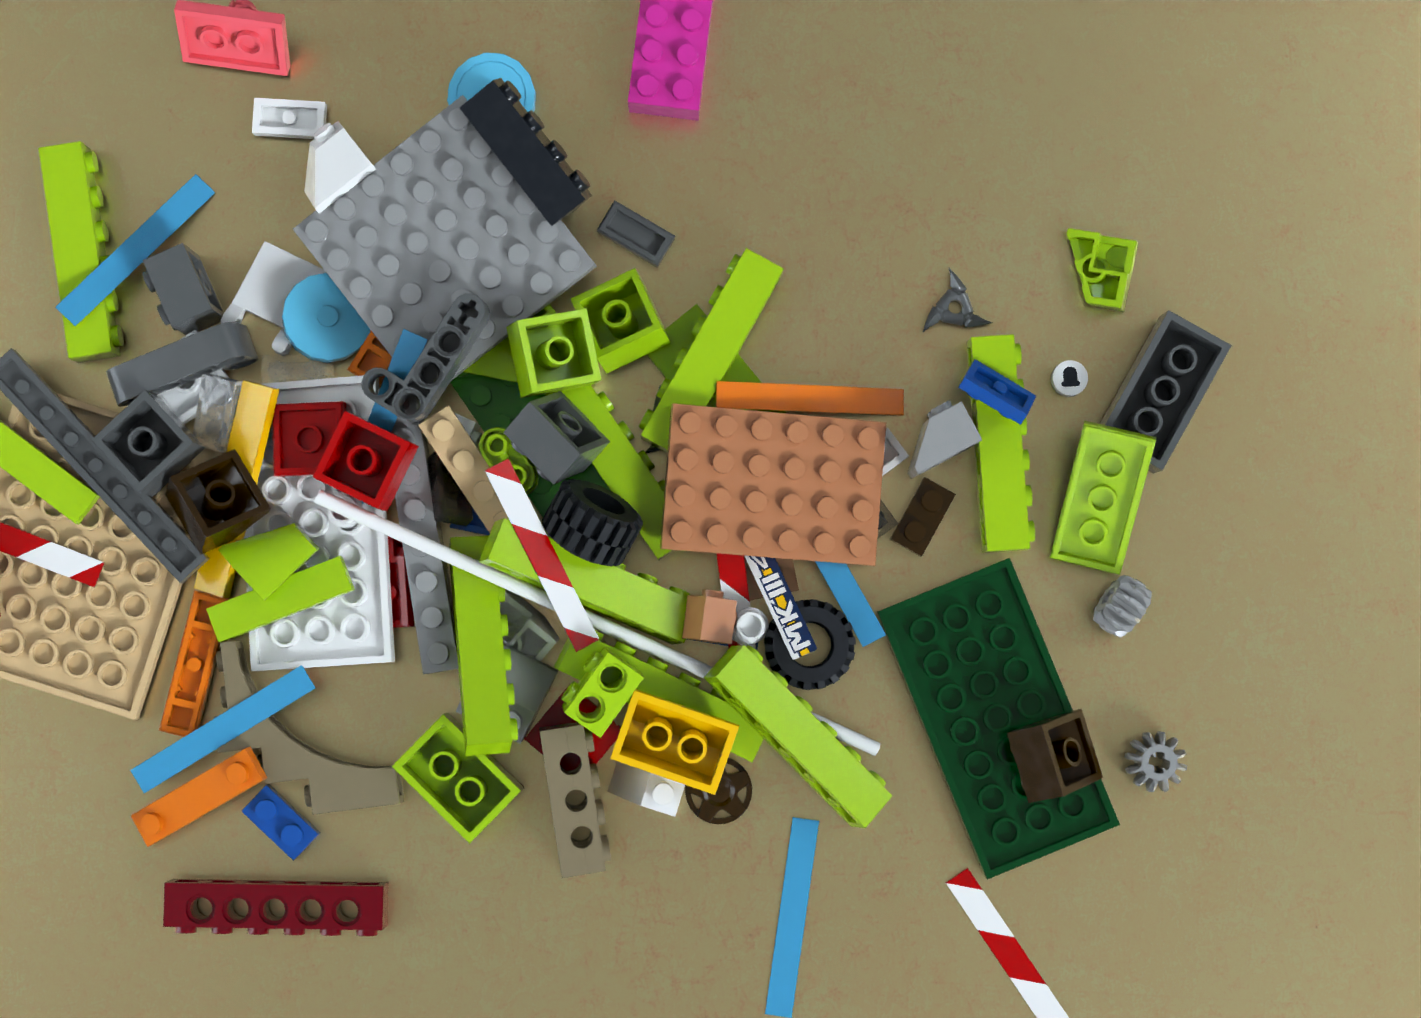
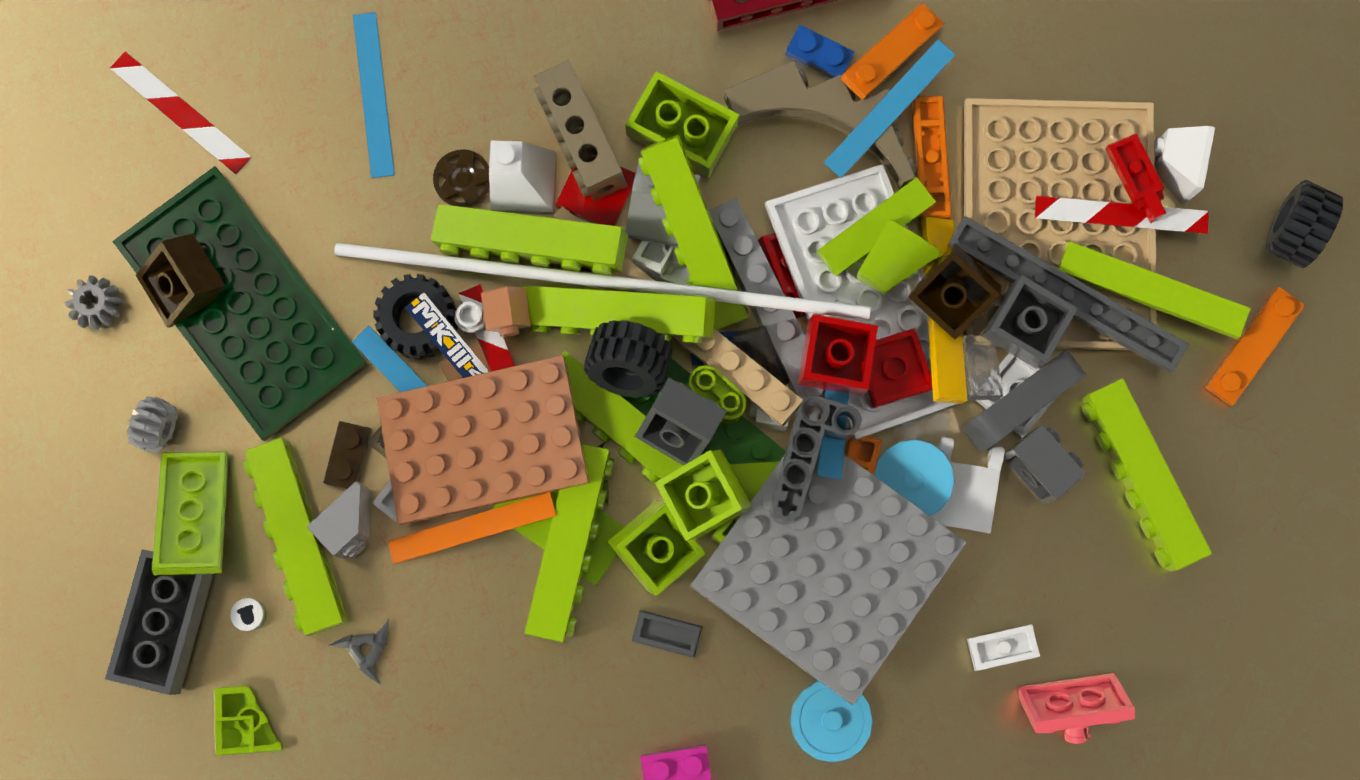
camera: 170 degrees right, 5 degrees down
(134, 250) = (1097, 490): dark azure sticker -> none
(333, 166) = (948, 611): white slope -> none
(526, 150) = (779, 664): black slope -> none
(542, 554) = (662, 316): sticker -> none
(610, 695) = (570, 216): lime brick -> none
(674, 741) = (505, 194): yellow slope -> none
(798, 735) = (404, 234): lime brick -> none
(997, 391) = (305, 576): blue plate -> none

